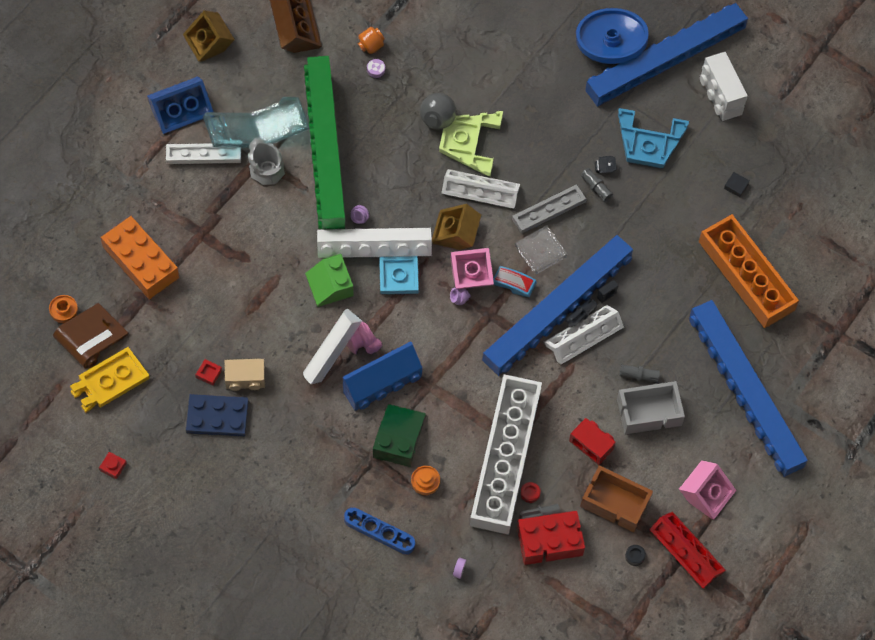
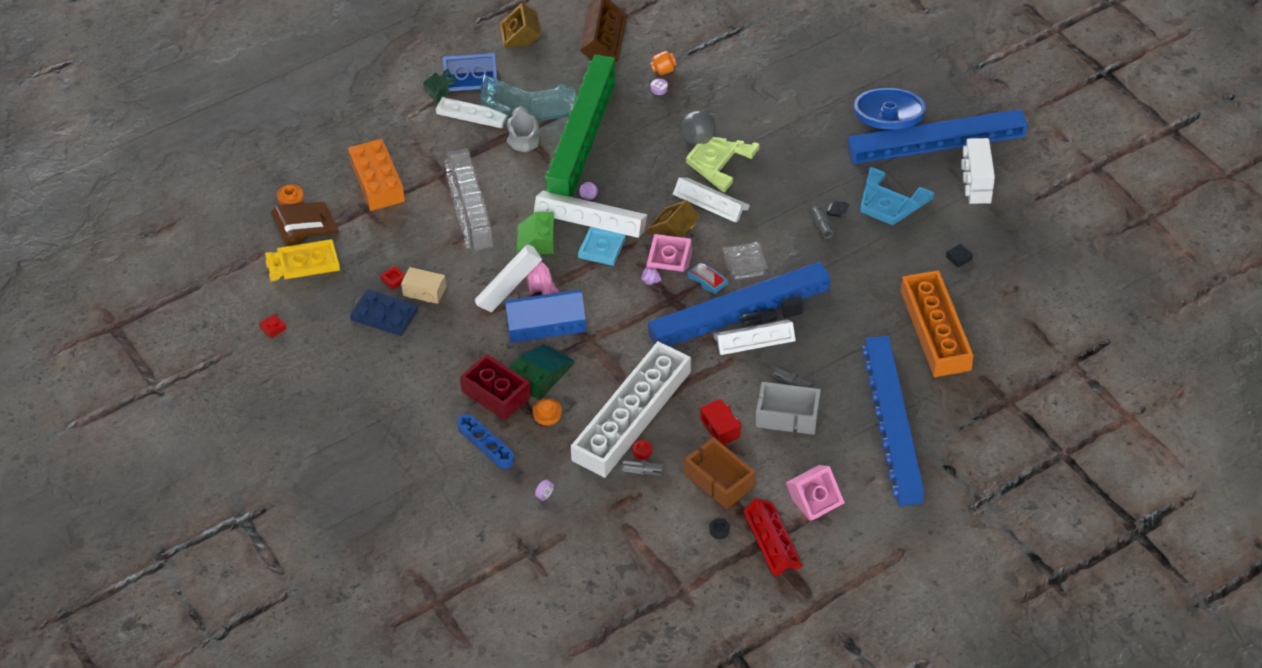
camera: 25 degrees right, 15 degrees down
(158, 133) = (437, 86): none -> clear green brick
(250, 264) = (468, 201): none -> clear brick
(366, 470) = (495, 386): none -> dark red brick
(549, 209) = (767, 229): light grey plate -> none
(554, 533) = (648, 487): red piece -> none

